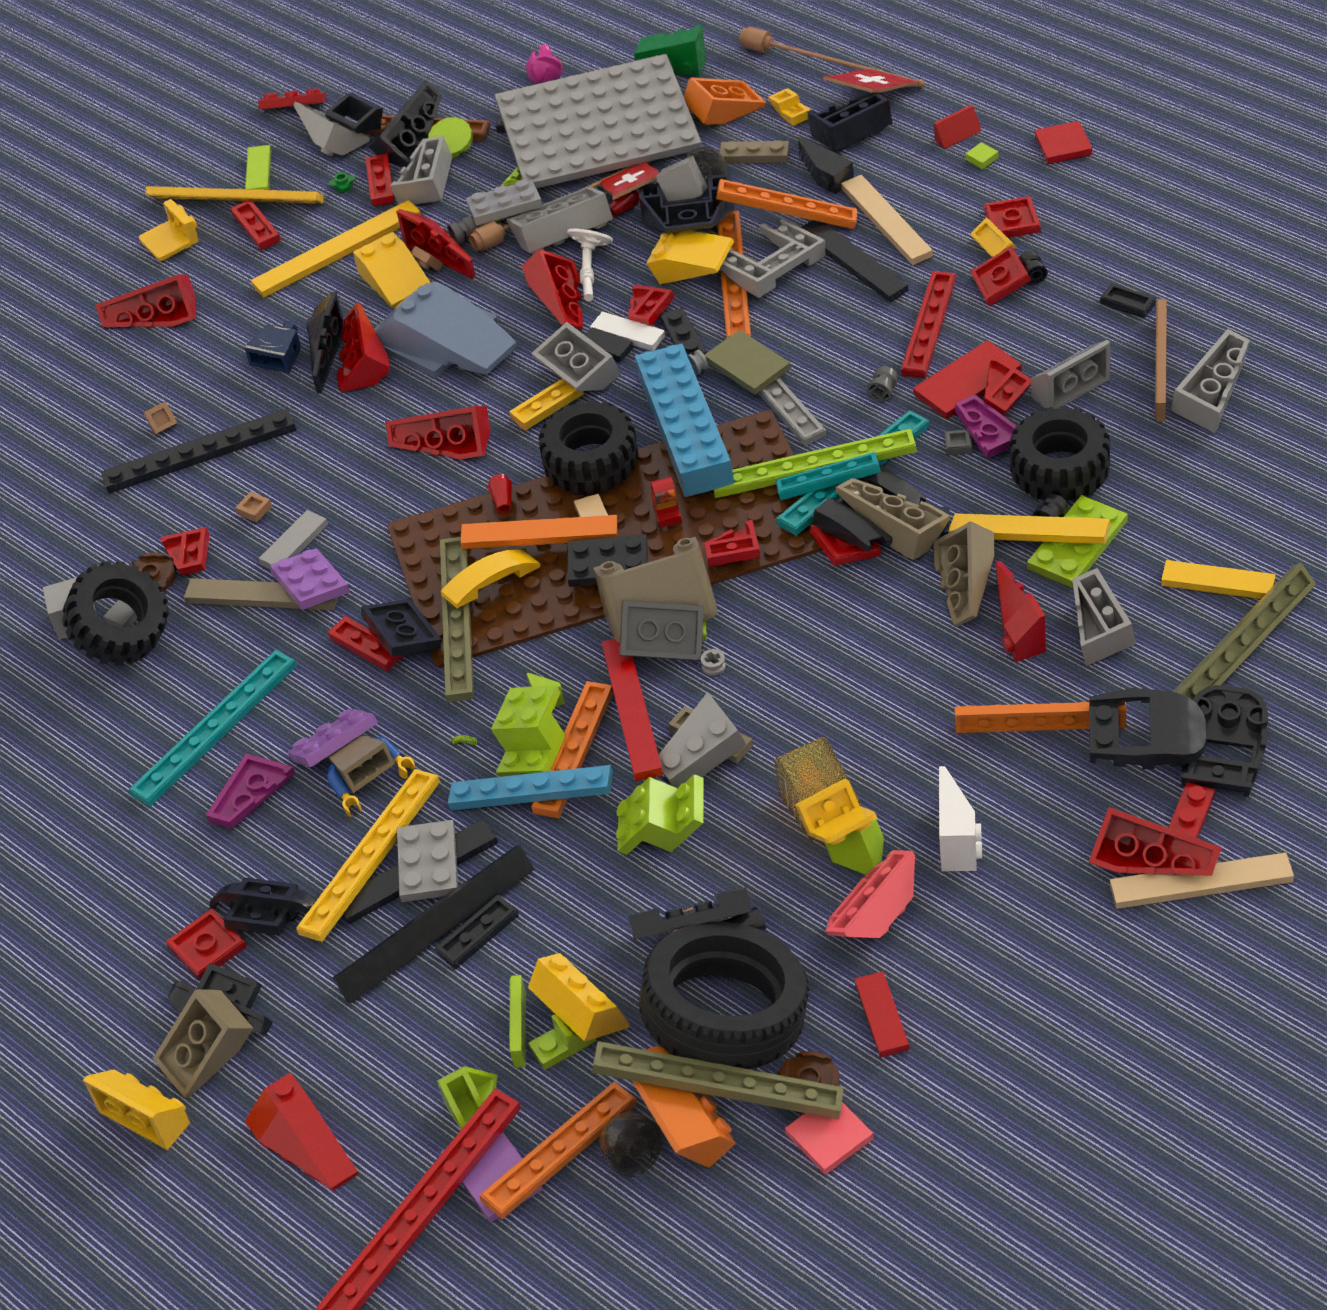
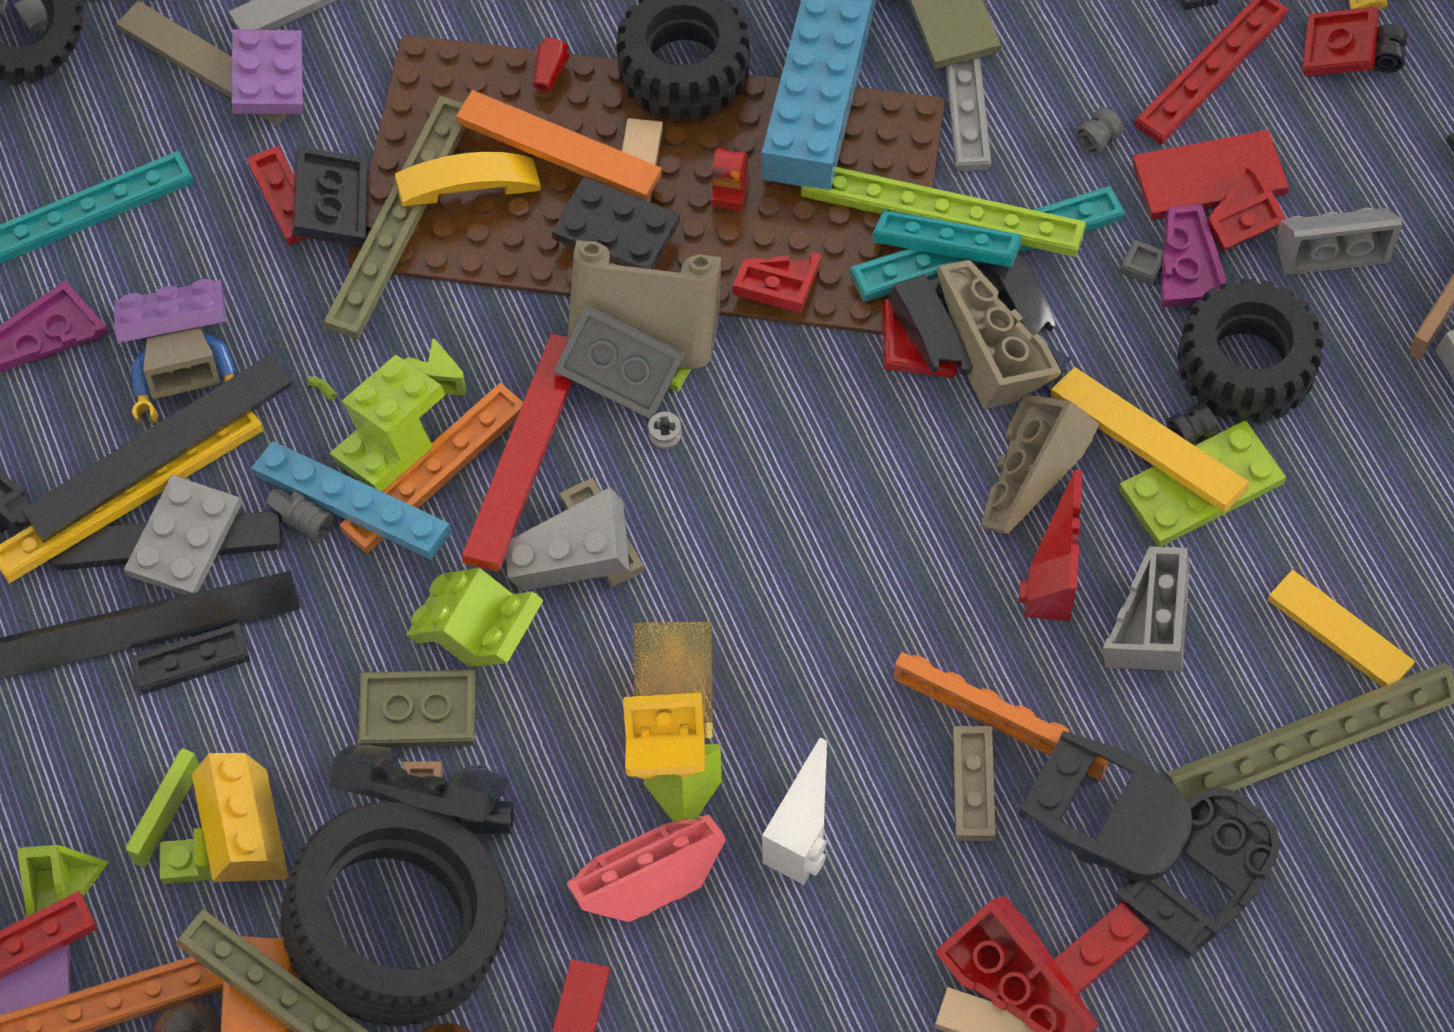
camera: 20 degrees right, 15 degrees up
(376, 817) = (156, 448): none -> black tile
(501, 813) = (302, 514): none -> dark grey hinge
(657, 884) = (417, 708): none -> olive tile
(1048, 762) = (973, 783): none -> dark tan plate

